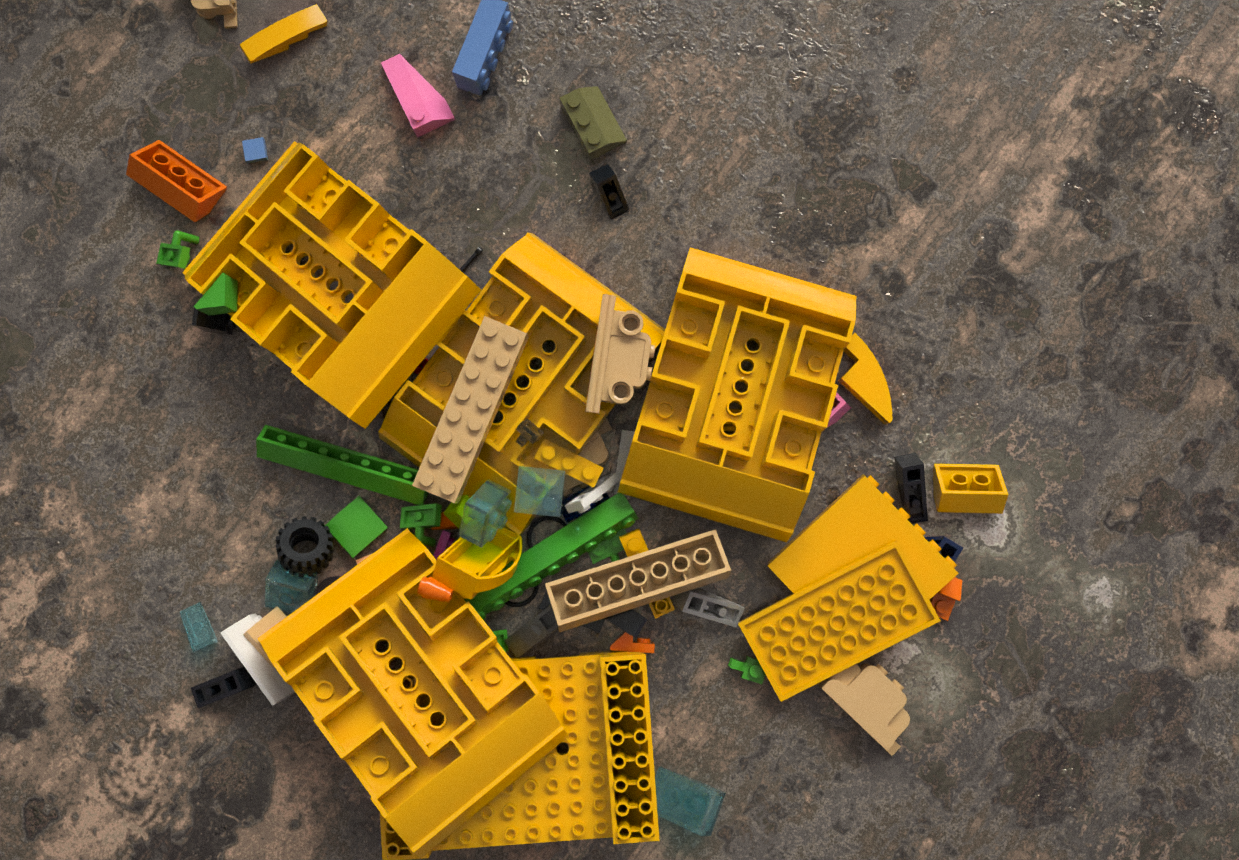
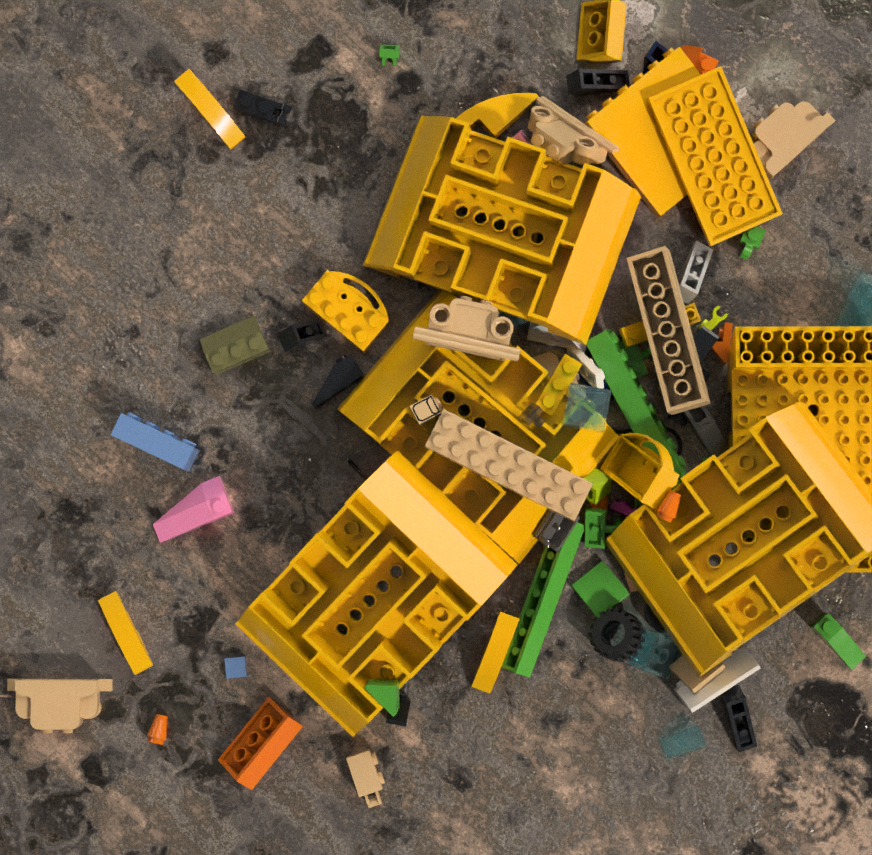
camera: 85 degrees left, 0 degrees up
(146, 292) = (365, 775): none -> tan brick
(174, 254) = (333, 746): bright green plate -> none
(184, 76) = (158, 730): none -> orange cone
(282, 417) = (495, 652): none -> yellow slope
(315, 789) = (837, 640): none -> bright green slope
(406, 469) = (554, 530): none -> dark grey hinge
(485, 513) = (601, 460): clear light blue brick -> none
(527, 316) = (426, 409): none -> tan brick
(565, 233) = (341, 377): none -> black slope
(619, 248) = (342, 314): none -> yellow piece
(650, 627) = (714, 321): none -> neon yellow plate
(844, 72) = (209, 109): none -> yellow slope
(845, 453) = (565, 136): none -> tan brick
(851, 130) = (261, 108): none -> black plate
(924, 260) = (389, 51): none -> bright green tile

